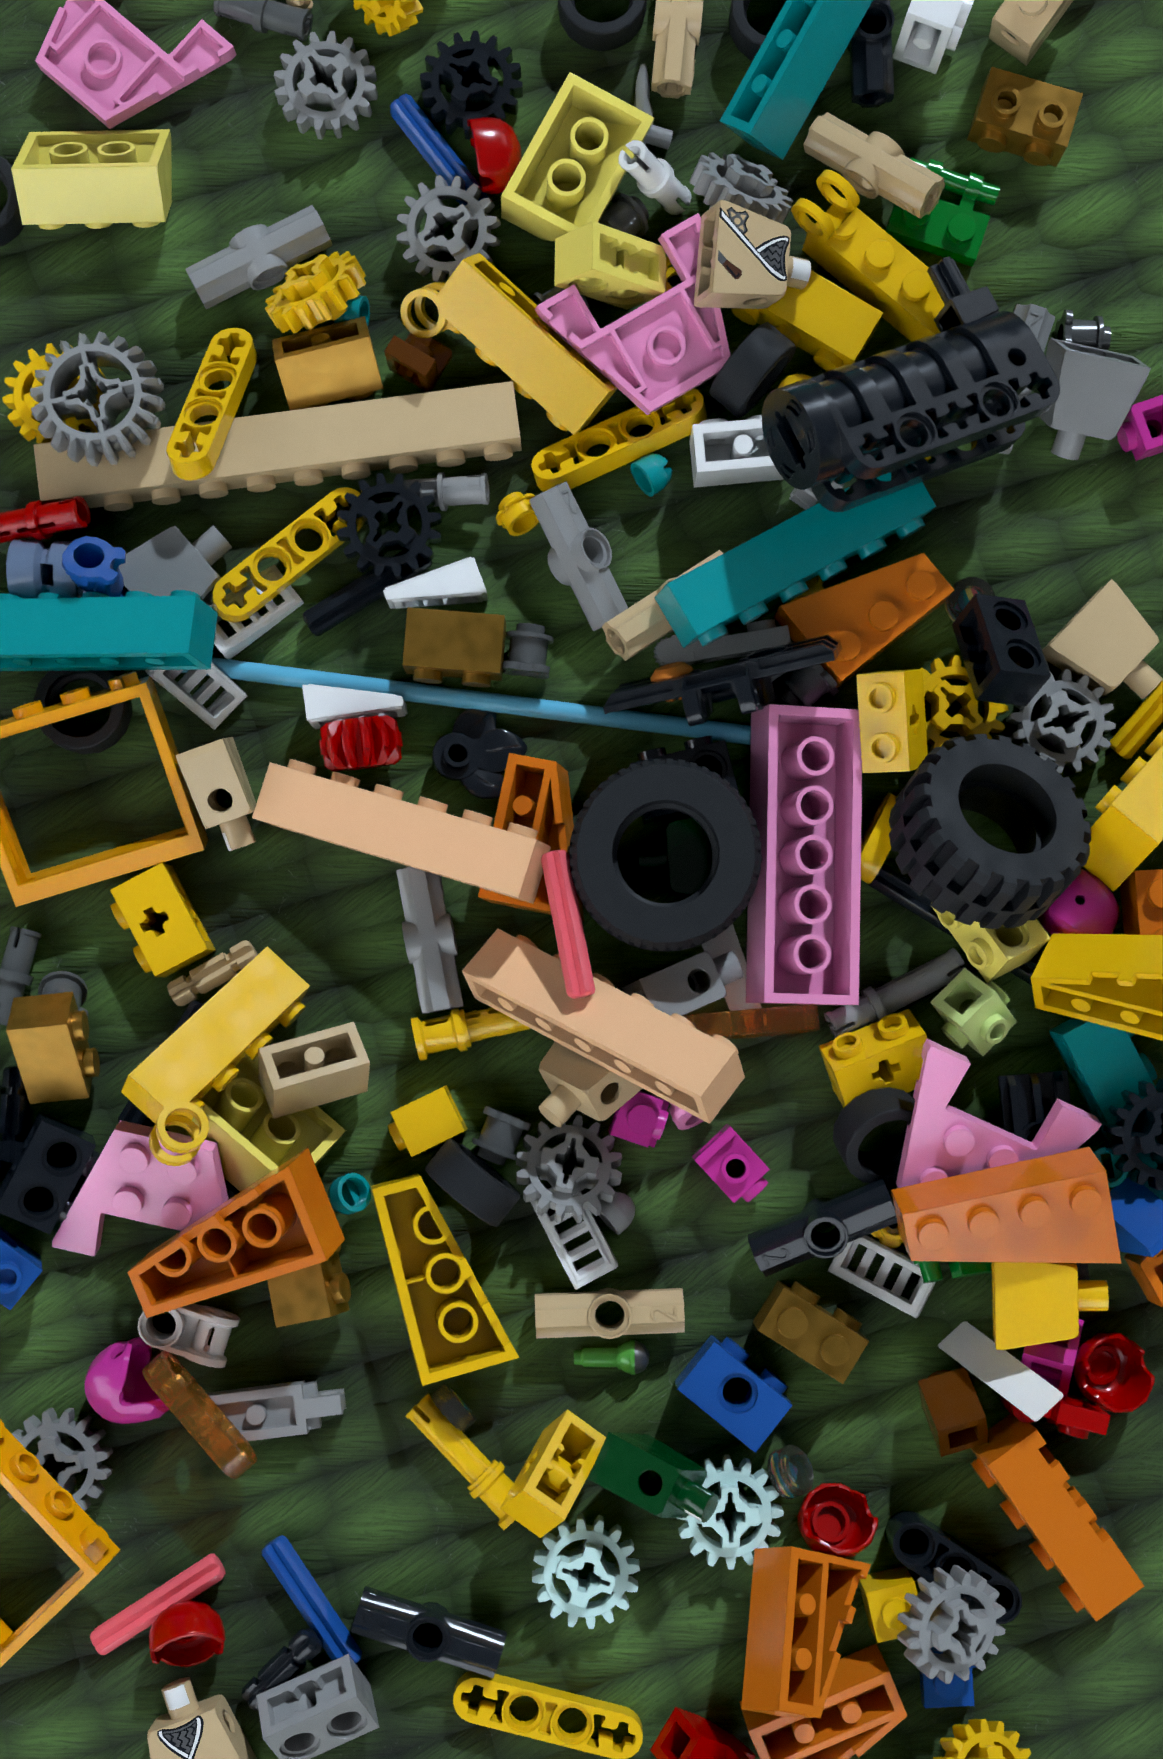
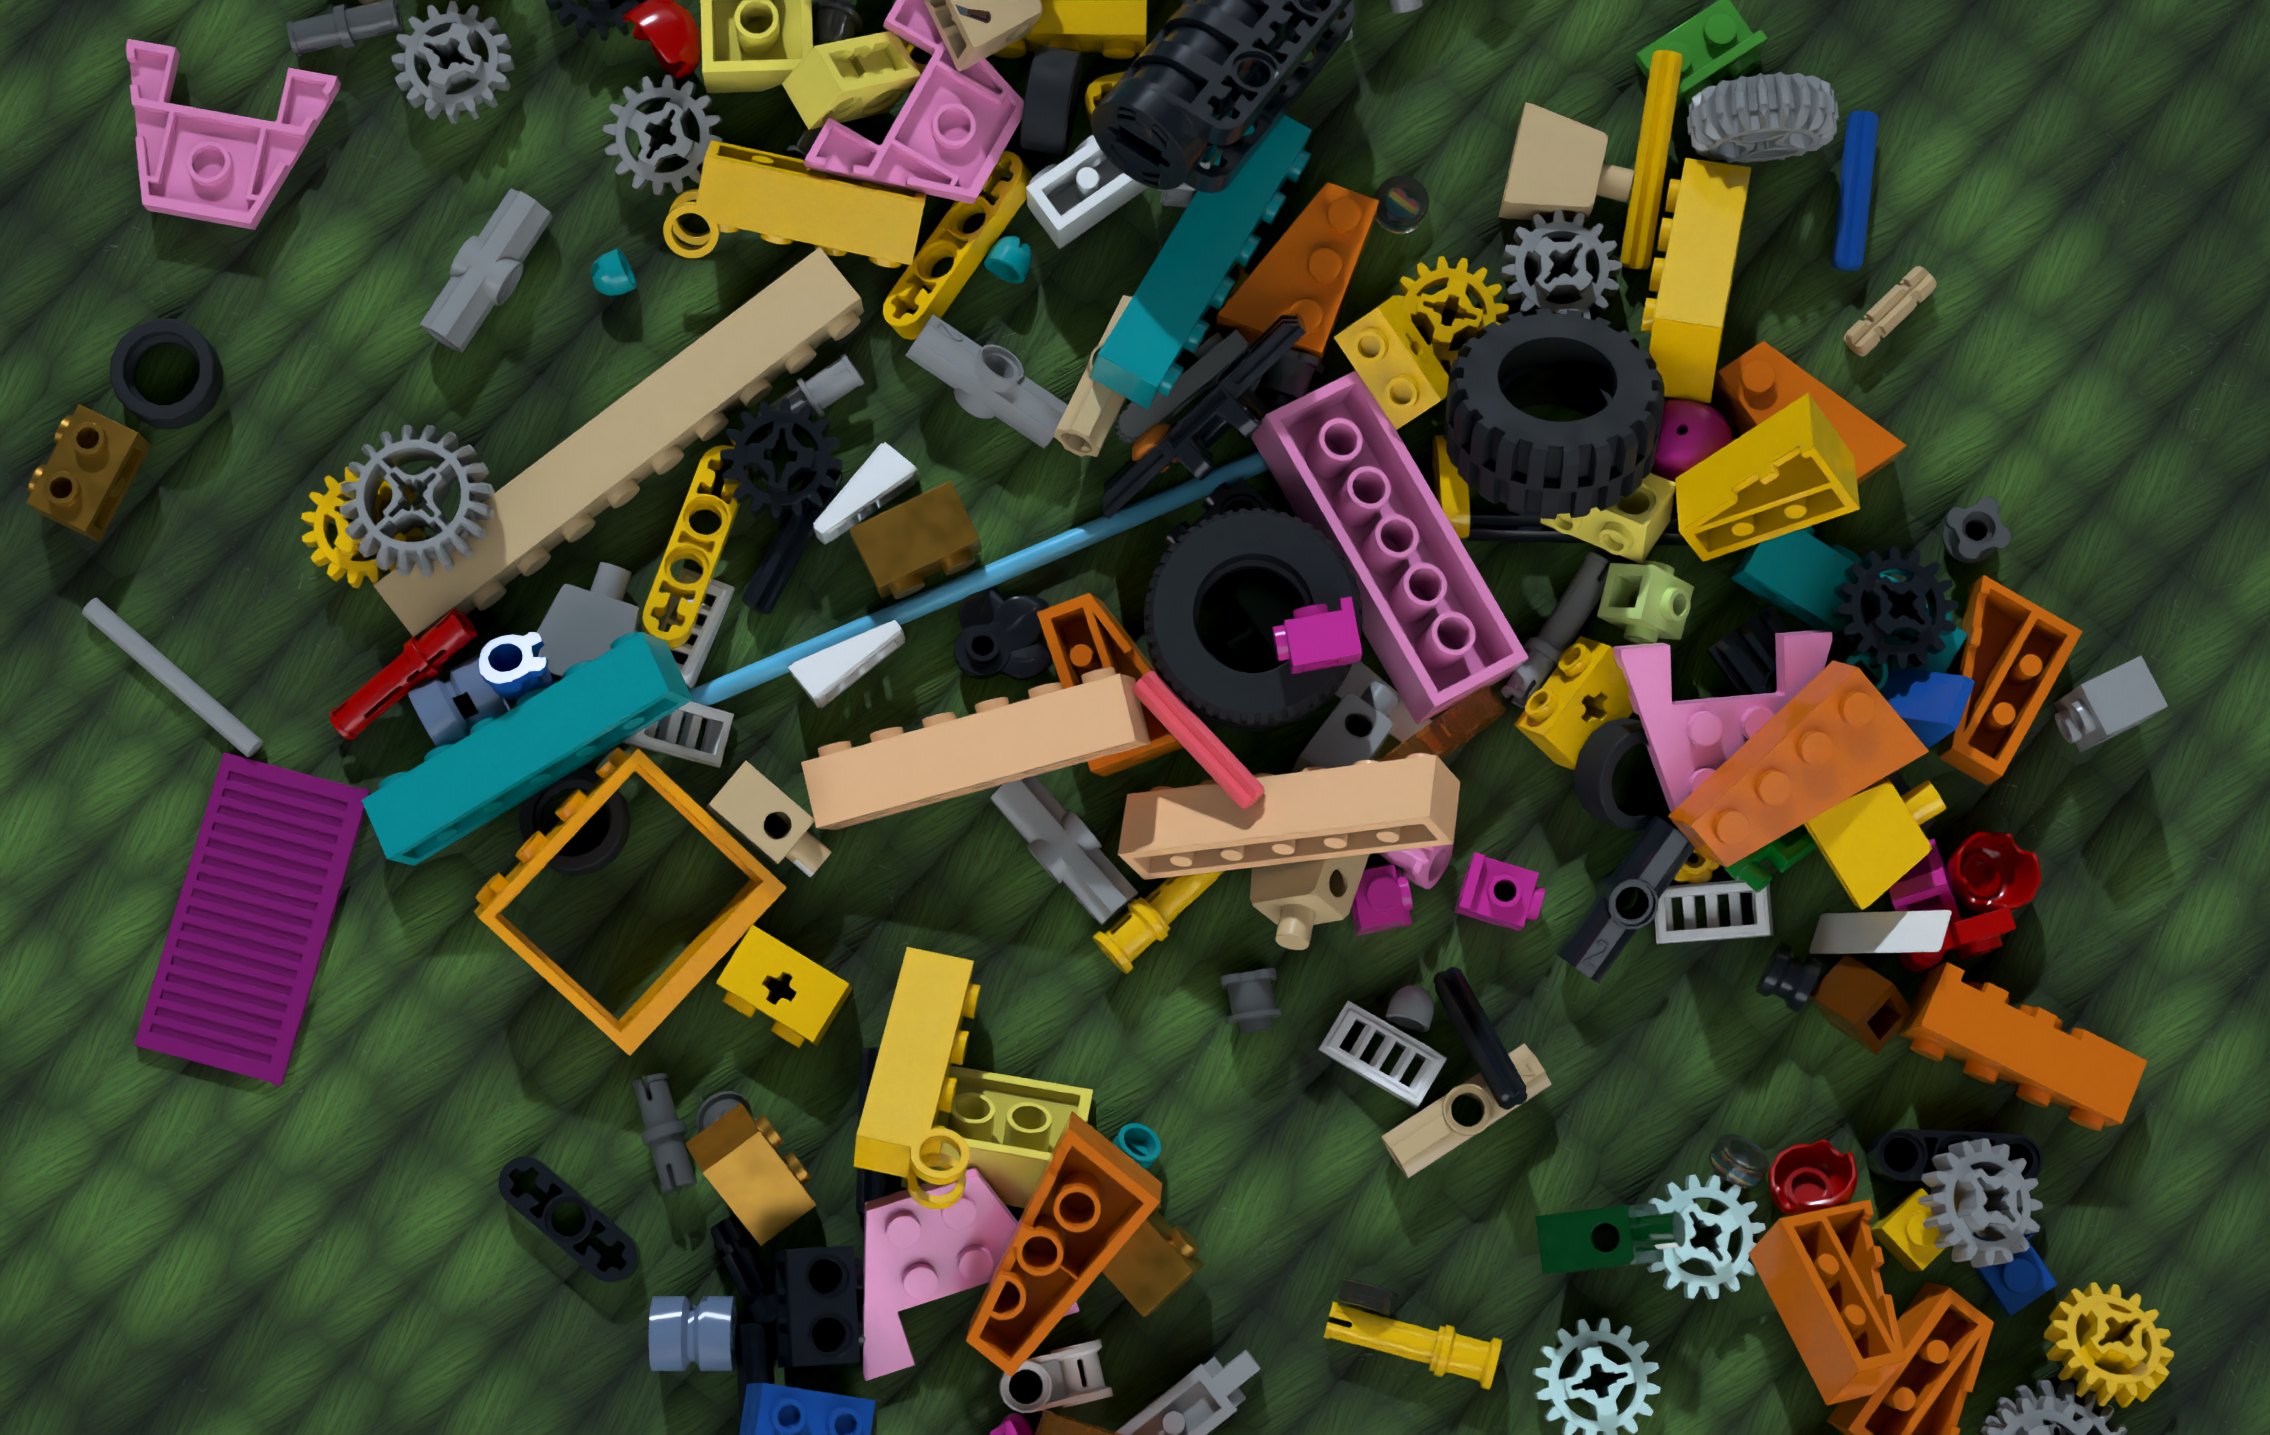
camera: 30 degrees left, 5 degrees down
(94, 178) = (272, 285): light yellow slope -> none
(204, 401) = (534, 438): yellow beam -> none
(211, 973) = (864, 1011): tan axle -> none
(313, 1069) = (1027, 1040): tan brick -> none
(315, 292) = (569, 272): yellow gear -> none
(327, 364) = (622, 336): pearl gold brick -> none
(360, 743) = (880, 691): red gear -> none
(418, 360) = (709, 281): reddish brown bracket -> none
(426, 1122) = (1170, 1029): yellow brick -> none
(430, 142) = (595, 61): blue axle -> none
(440, 1298) = (1279, 1186): yellow wedge -> none
(472, 1182) = (1253, 1058): black tyre -> none
(516, 513) = (899, 375): yellow plate -> none
(527, 651) = (992, 505): dark grey brick -> none
(553, 1474) = (1506, 1296): yellow brick -> none
(587, 1173) = (1362, 974): light grey gear -> none
(629, 1357) = (1512, 1145): bright green piece -> none
(650, 1269) = (1480, 1038): none -> black axle
(702, 902) = (1319, 637): none -> dark pink brick
(747, 1418) = (1602, 1125): blue brick -> none
(810, 1331) = (1675, 1009): pearl gold brick -> none
(911, 1357) = (1789, 977): none -> black wheel
(1001, 650) = (1459, 233): black brick -> none

